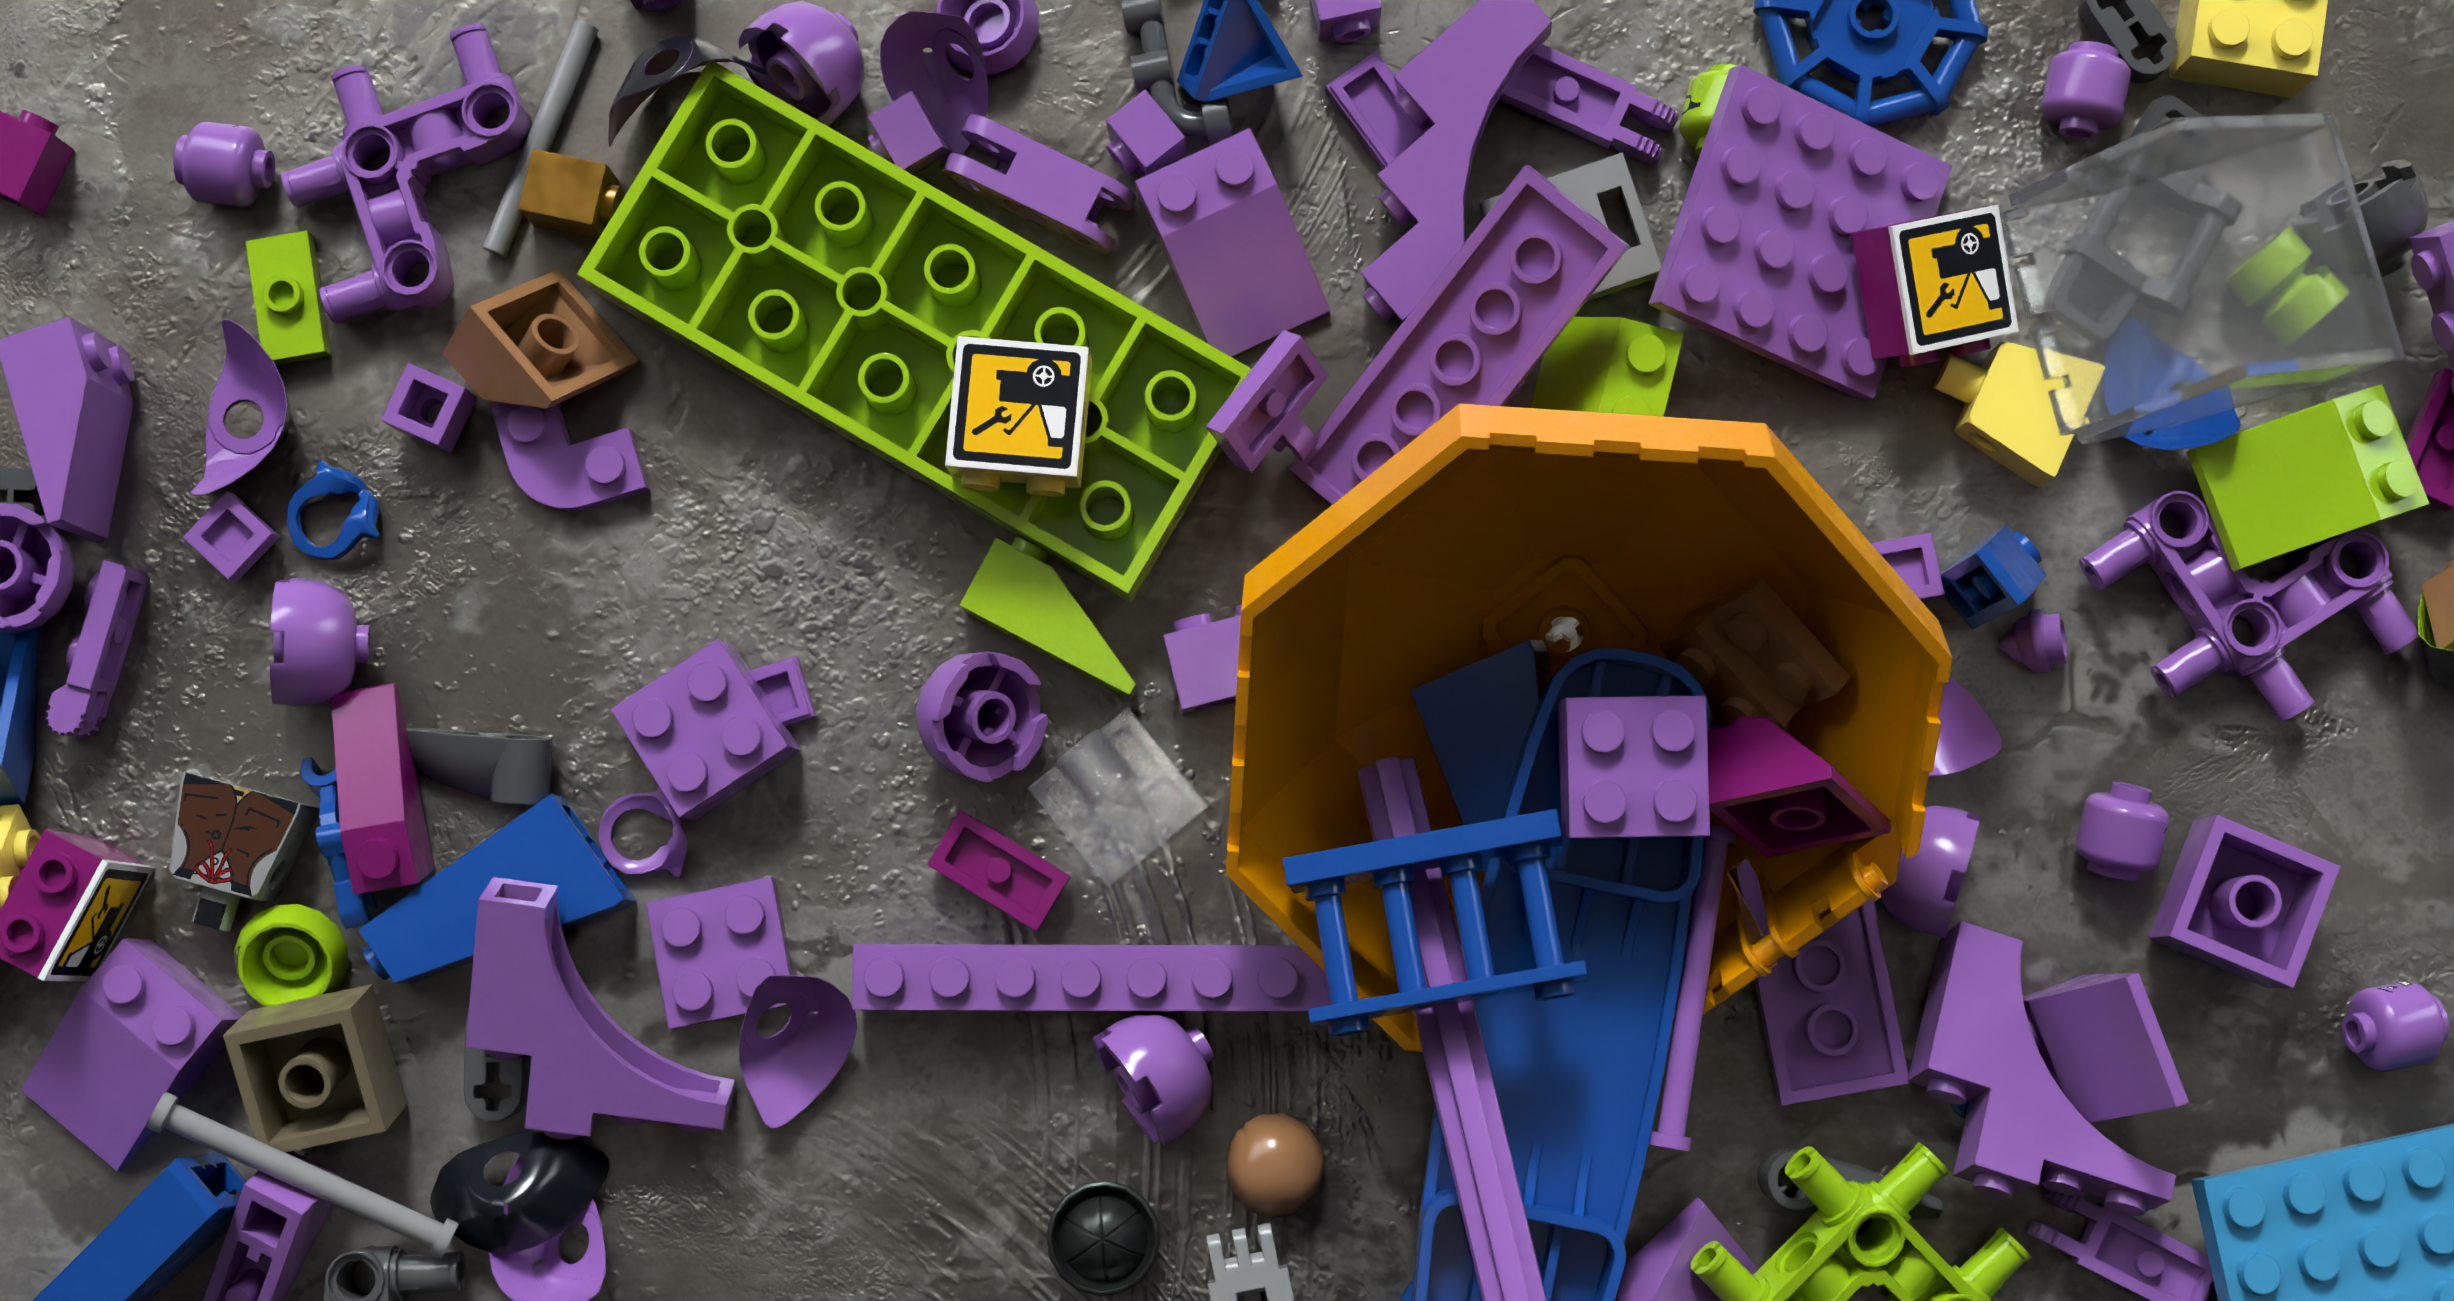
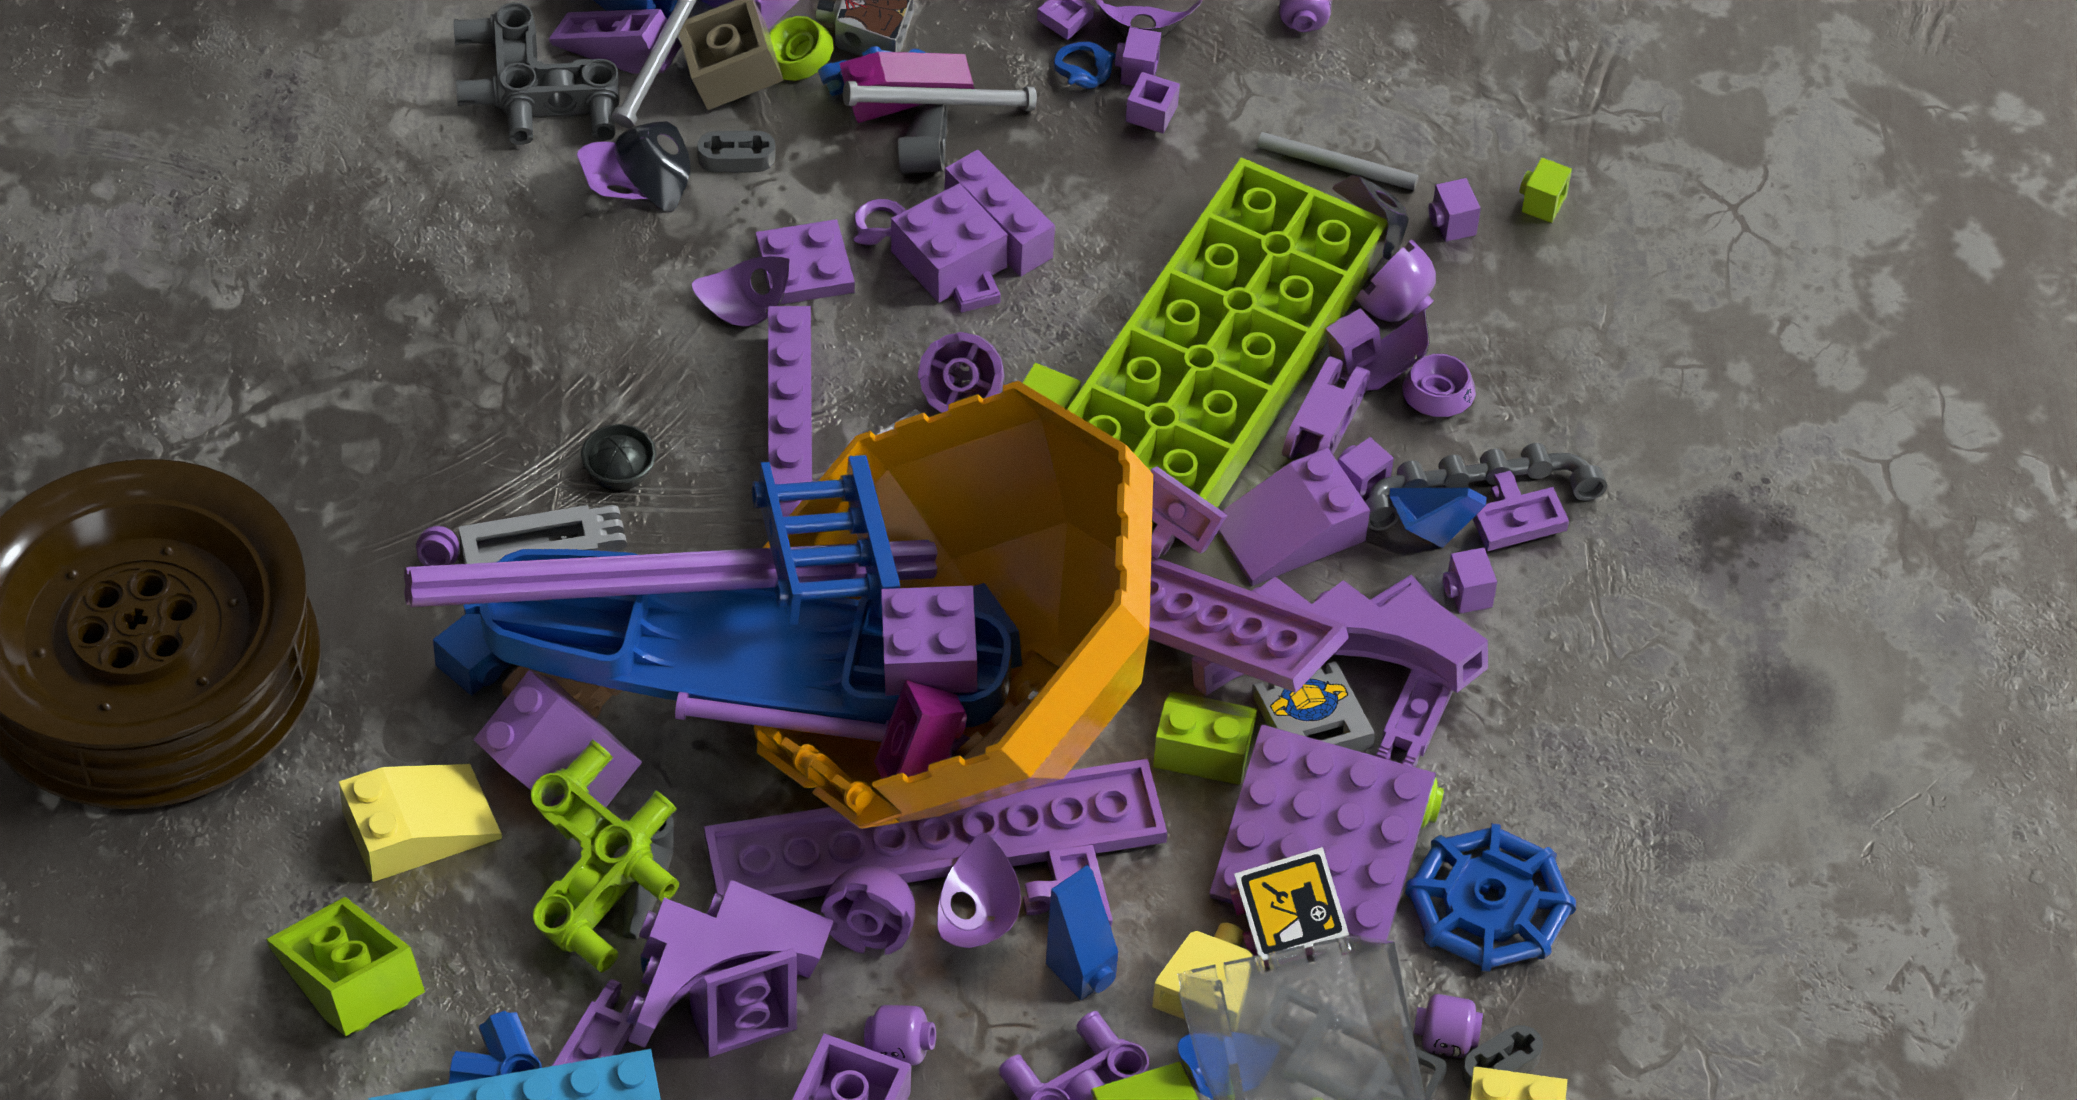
camera: 80 degrees right, 30 degrees down
(288, 297) = (1222, 39): lime plate -> none
(314, 642) = (998, 42): medium lavender cylinder -> none
(332, 425) = (1138, 55): none -> medium lavender plate
(422, 143) = (1308, 81): medium lavender pin -> none
(426, 868) = (949, 96): none -> light grey bar
(437, 922) = (840, 146): blue slope -> none
(536, 345) = (1197, 153): medium nougat slope -> none
(566, 473) = (1119, 173): medium lavender plate -> none
(569, 194) = (1301, 160): pearl gold brick -> none
(582, 1062) = (768, 153): medium lavender arch -> none
(643, 649) = (1028, 229): none -> medium lavender brick
(999, 870) = (860, 398): magenta plate -> none
(1018, 415) = (1158, 369): piece -> none
(1158, 1072) = (726, 471): medium lavender cylinder -> none
(1275, 1165) = (665, 536): medium nougat hair -> none
(2037, 641) = (1037, 992): medium lavender plate -> none

